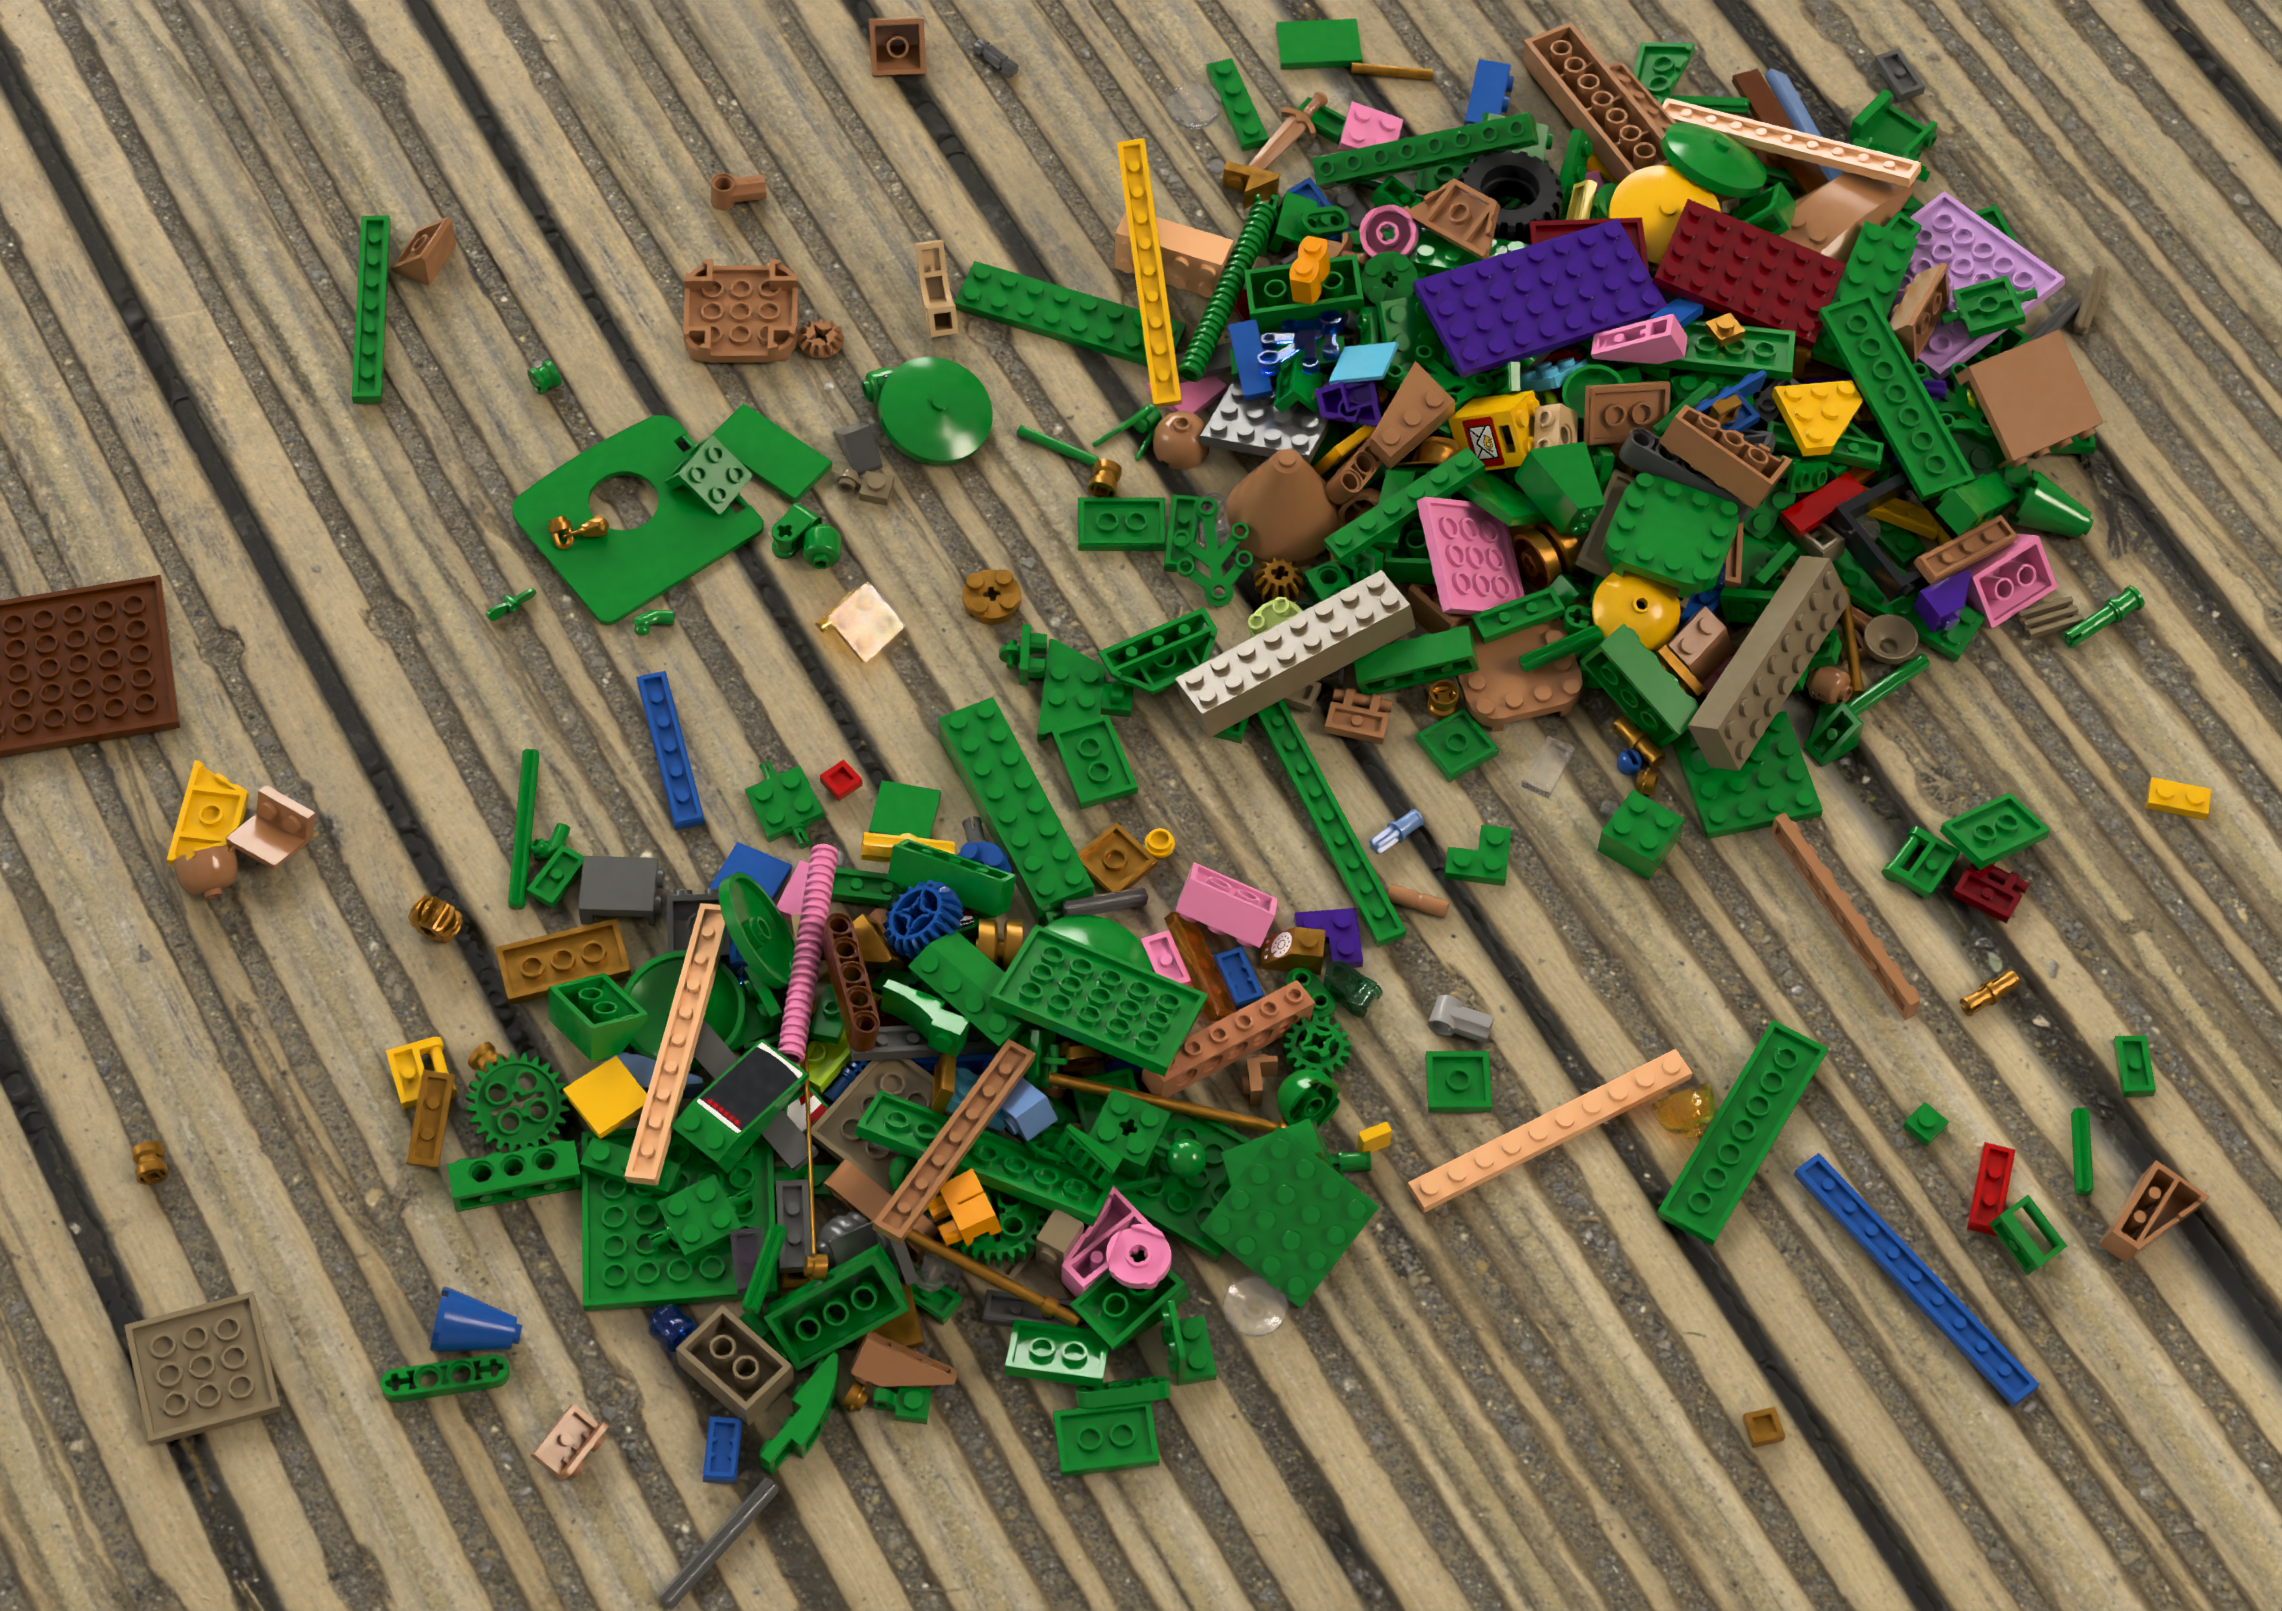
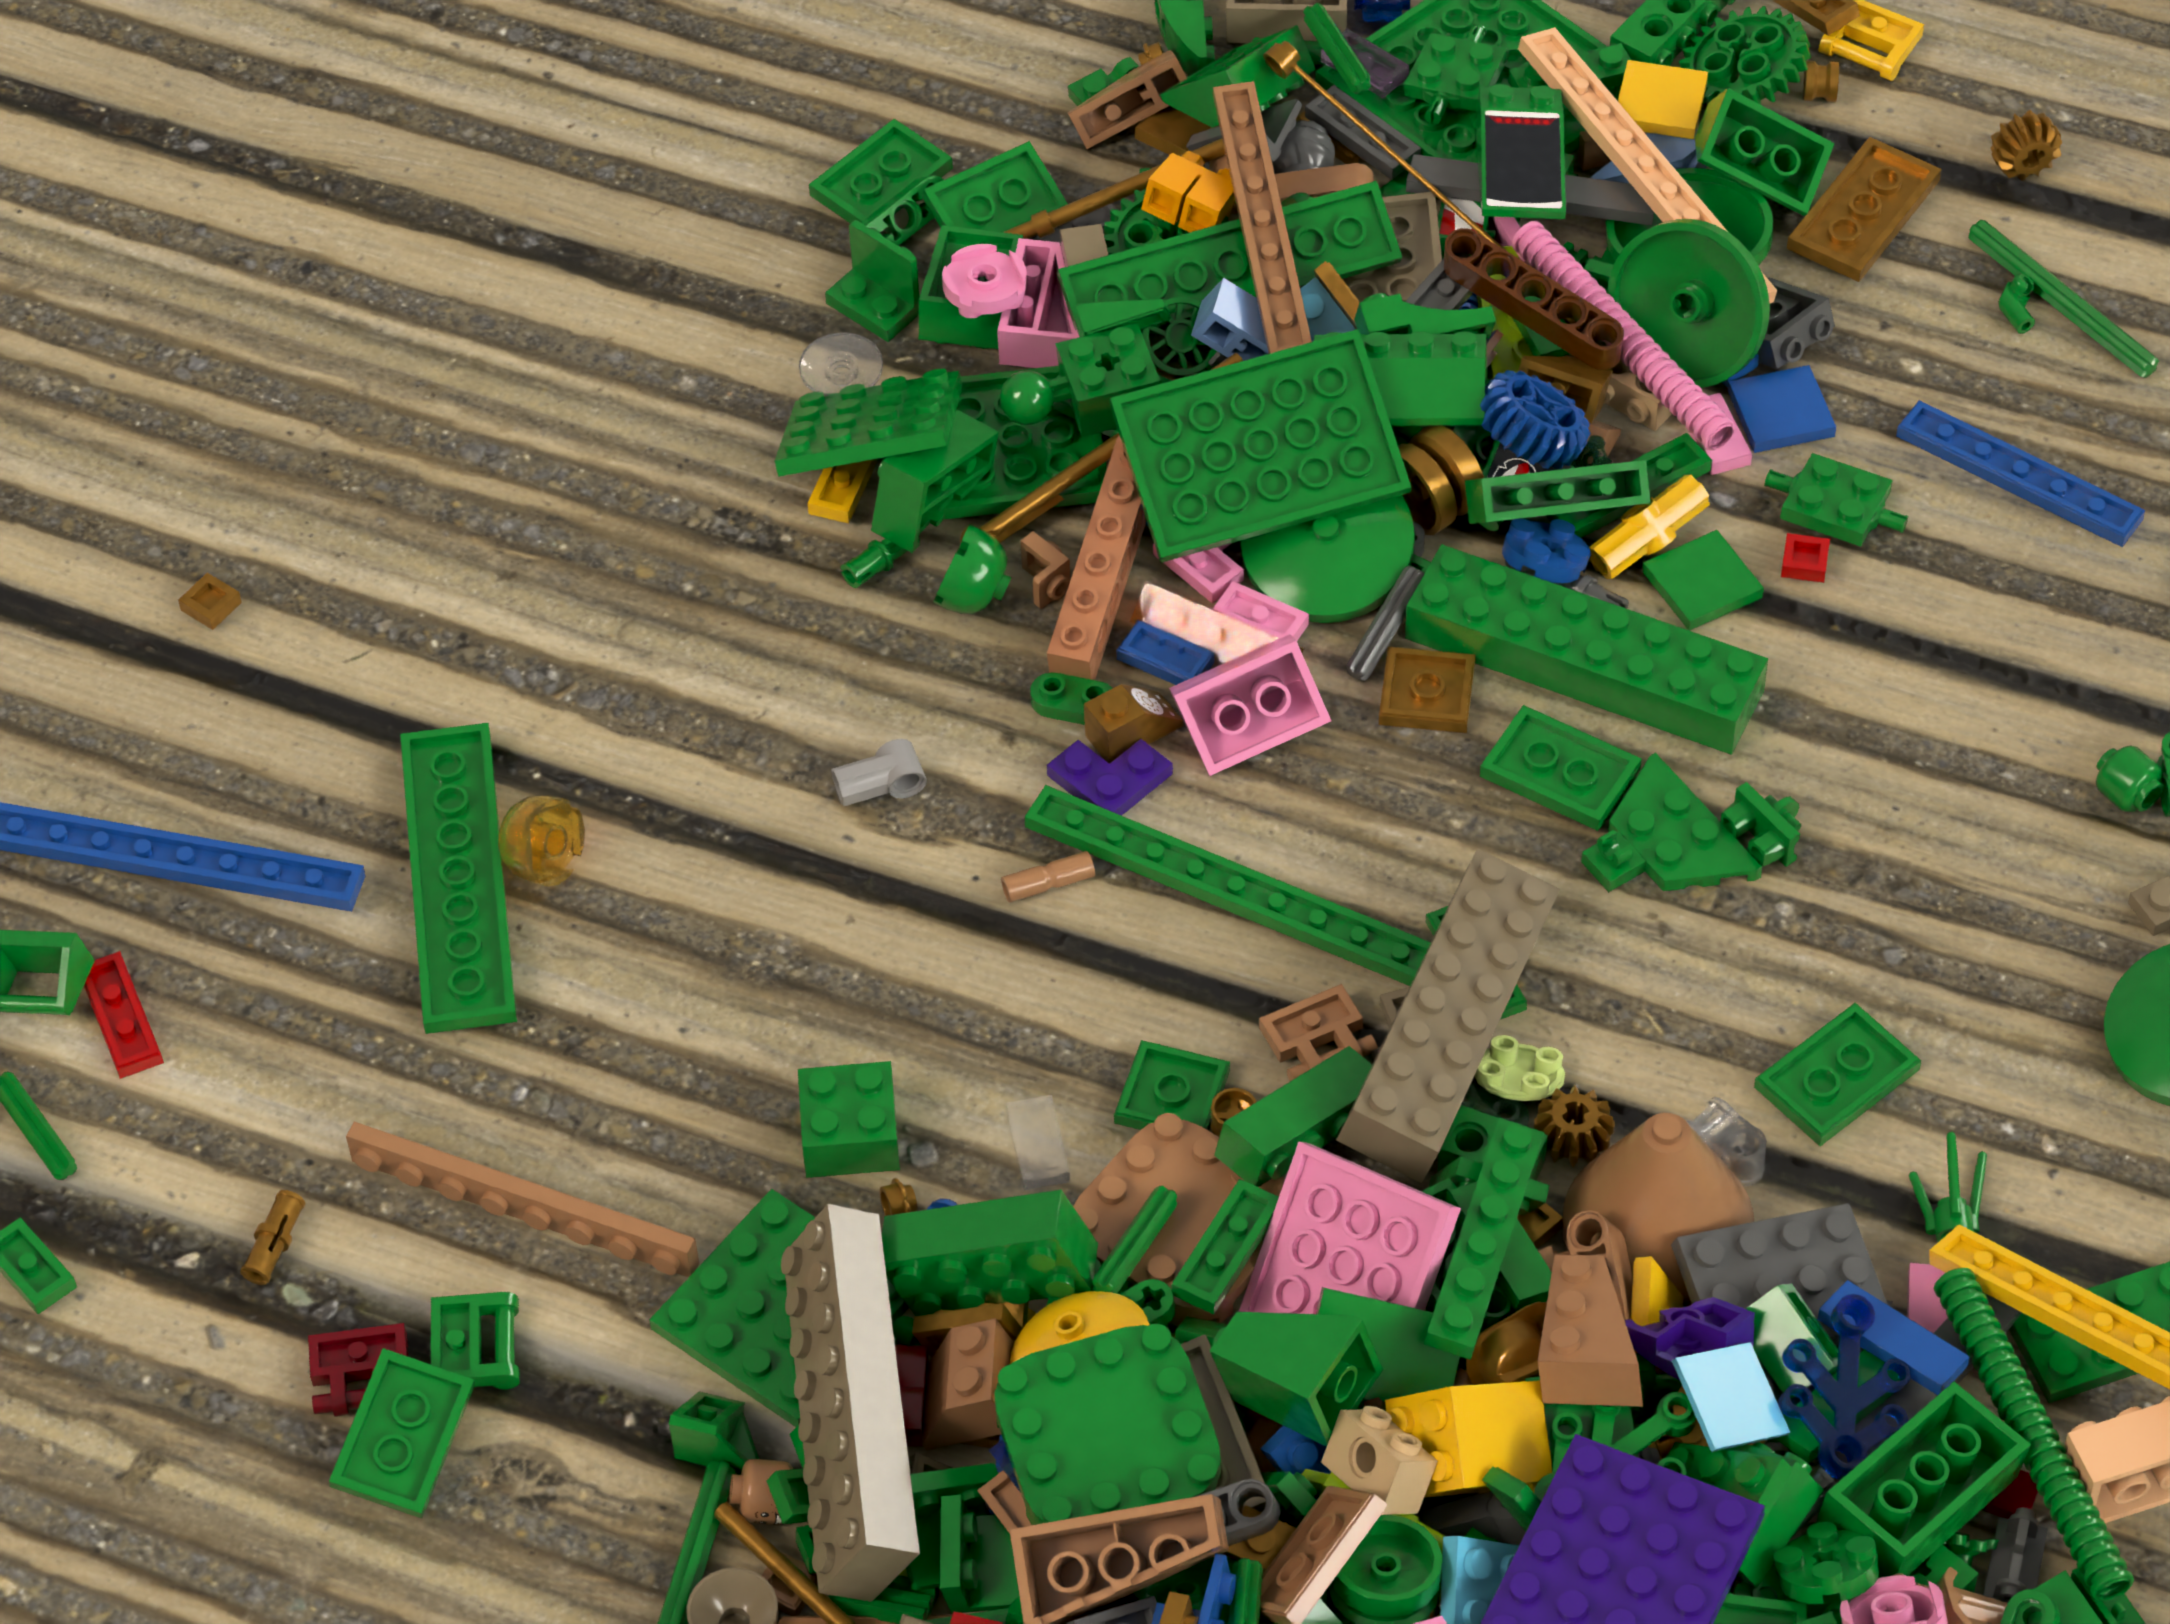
camera: 145 degrees right, 5 degrees down
(556, 876) = (1969, 274): green plate -> none
(620, 888) = (1890, 296): dark grey panel -> none
(862, 621) = (1989, 727): clear yellow bracket -> none
(991, 581) = (1883, 852): pearl gold plate -> none
(1057, 445) = (2021, 1115): green bar -> none
(1105, 476) = (1915, 1103): pearl gold wheel -> none
(1160, 843) = (1396, 736): yellow plate -> none
(1162, 653) = (1607, 909): green wedge -> none
(1178, 440) = (1891, 1224): medium nougat cylinder -> none
(1181, 518) = (1786, 1143): green tile -> none
(1213, 557) = (1636, 1063): green plant -> none
(1309, 270) = (1930, 1461): light orange brick -> none
(1318, 1045) = (1008, 639): green gear -> none
(1354, 991) = (1035, 721): clear green piece -> none
(1374, 1138) = (863, 593): yellow tile -> none
(1396, 831) = (1143, 931): medium blue axle -> none
(1458, 1082) = (825, 713): green plate -> none
(1483, 865) = (1009, 978): green plate -> none
(1549, 1130) = (678, 746): light nougat plate -> none
(1925, 1124) = (248, 1034): green plate -> none

